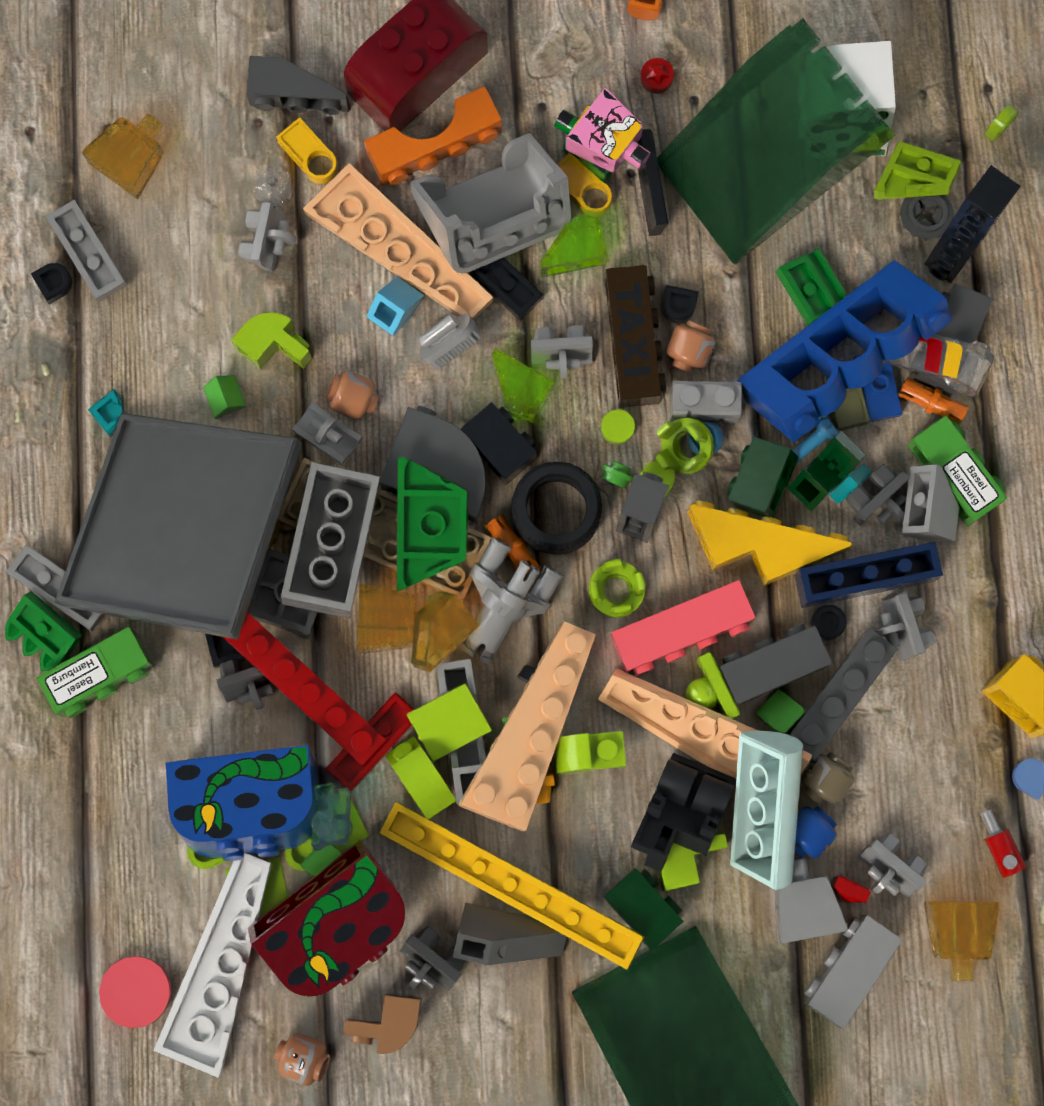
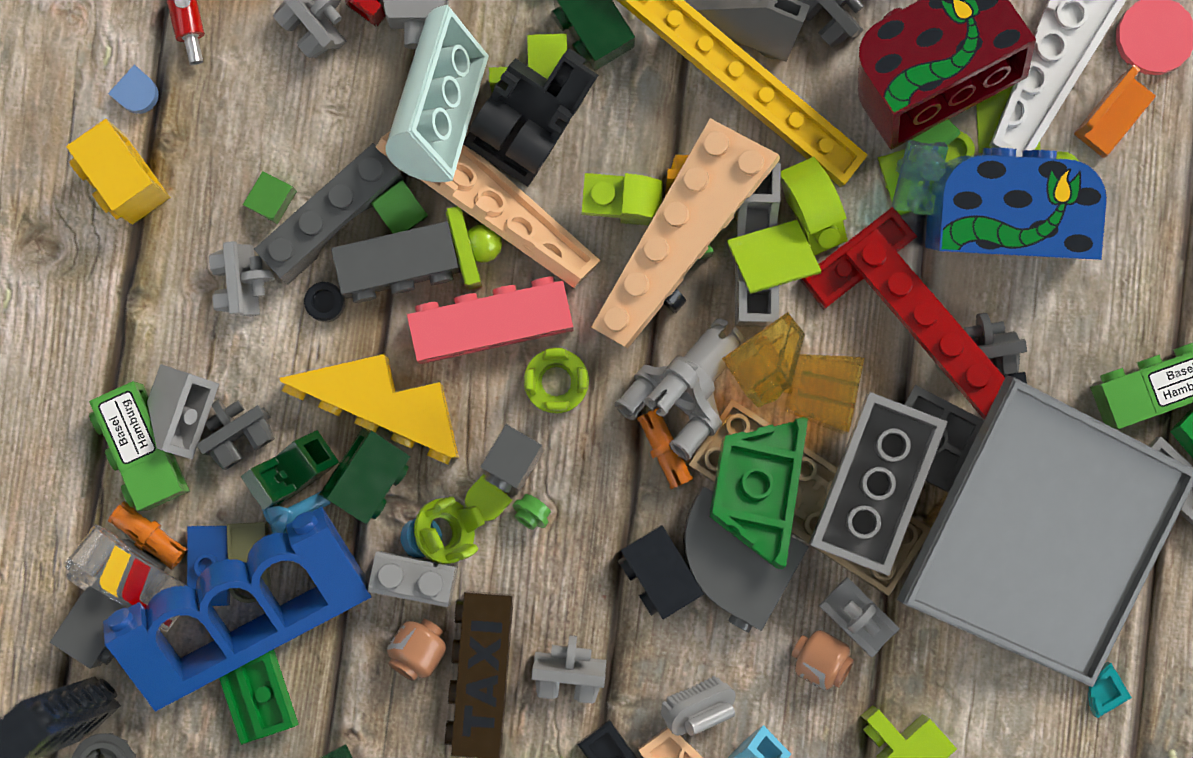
camera: 175 degrees left, 5 degrees up
(163, 912) = (1115, 113): none -> orange panel
(224, 395) = (969, 687): bright green slope -> none
(521, 387) = (624, 634): clear neon green slope -> none
(563, 473) = (650, 475): black tyre -> none
(617, 427) = (519, 569): lime tile -> none
(678, 304) = (420, 706): black tile -> none
(813, 832) = (389, 70): blue head -> none
(827, 779) = (361, 124): dark tan head -> none
(850, 483) = (263, 453): teal tile -> none
(868, 574) = (268, 342): dark blue brick -> none
(895, 704) = (270, 197): none -> bright green slope

